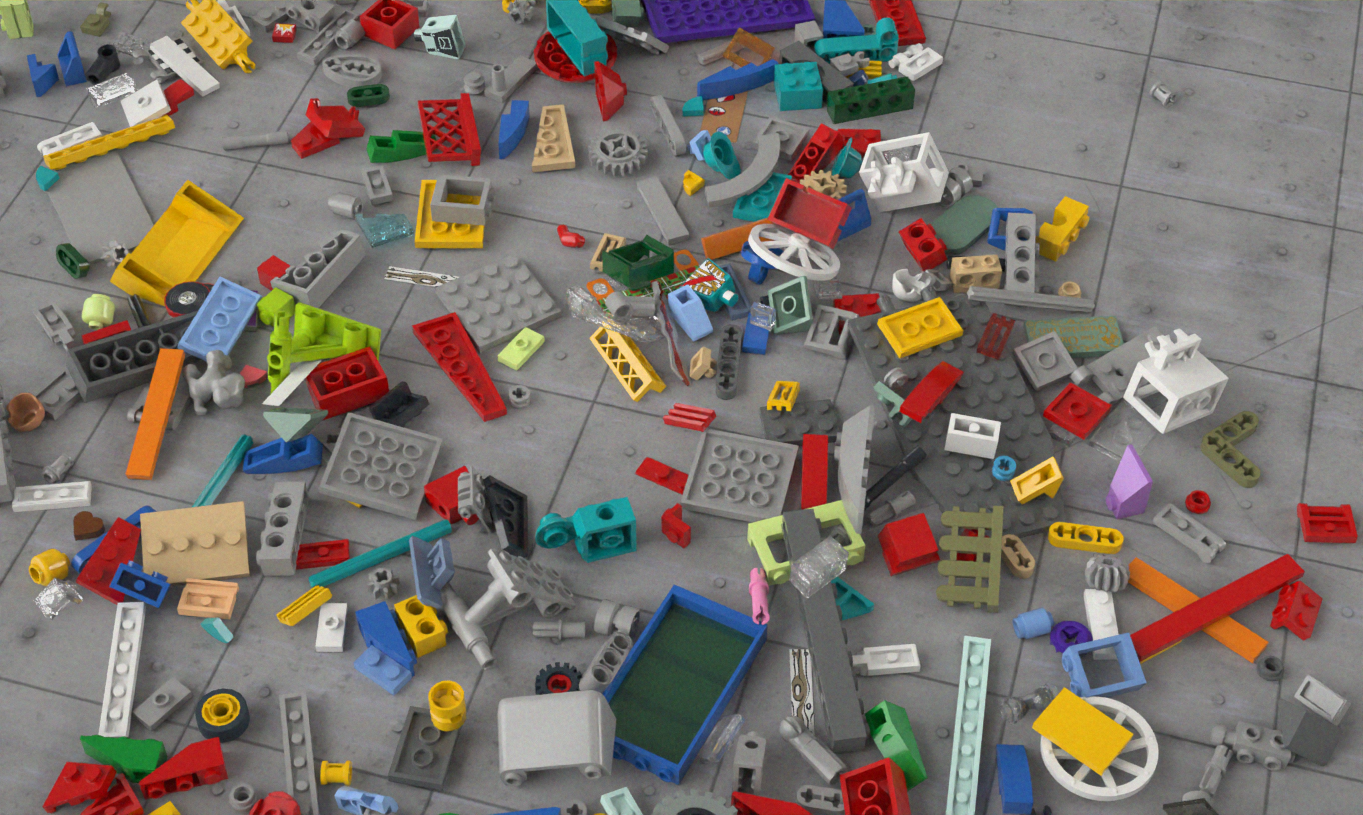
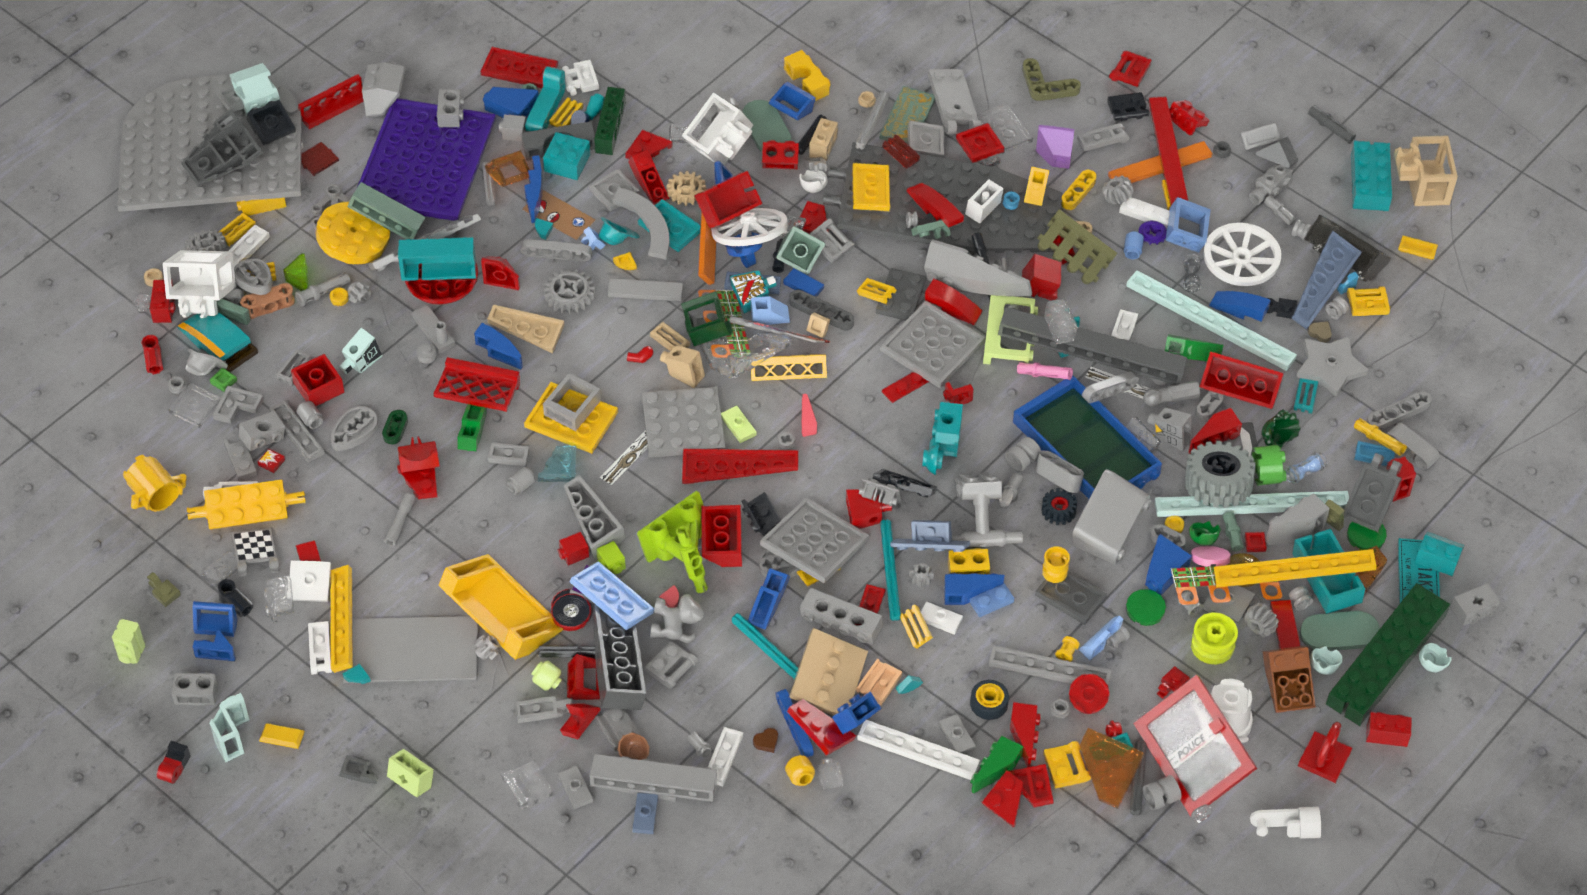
camera: 65 degrees left, 5 degrees up
(50, 358) = (581, 717): none -> red slope
(72, 261) = (474, 679): dark green plate -> none
(155, 414) = (685, 663): orange tile -> none
(184, 66) = (274, 540): white tile -> none
(291, 382) = (719, 563): white sticker -> none
(294, 422) = (751, 572): slope -> none
(558, 401) = (809, 422): none -> coral slope
(567, 263) = (684, 365): none -> tan torso
(628, 307) = (752, 339): light grey piece -> none
(692, 417) = (863, 347): red tile -> none
(762, 316) = (799, 270): clear tile -> none
(770, 670) = (1110, 387): none -> light grey beam
(847, 162) = (669, 160): teal piece -> none
(848, 65) = (561, 115): light grey plate -> none
(1021, 226) = (824, 107): light grey brick -> none
(1082, 731) = (1232, 254): yellow tile -> none
(1182, 377) = (993, 73): white piece -> none
(1198, 502) = (1081, 121): red plate -> none
(1266, 538) = (1128, 106): none -> black plate

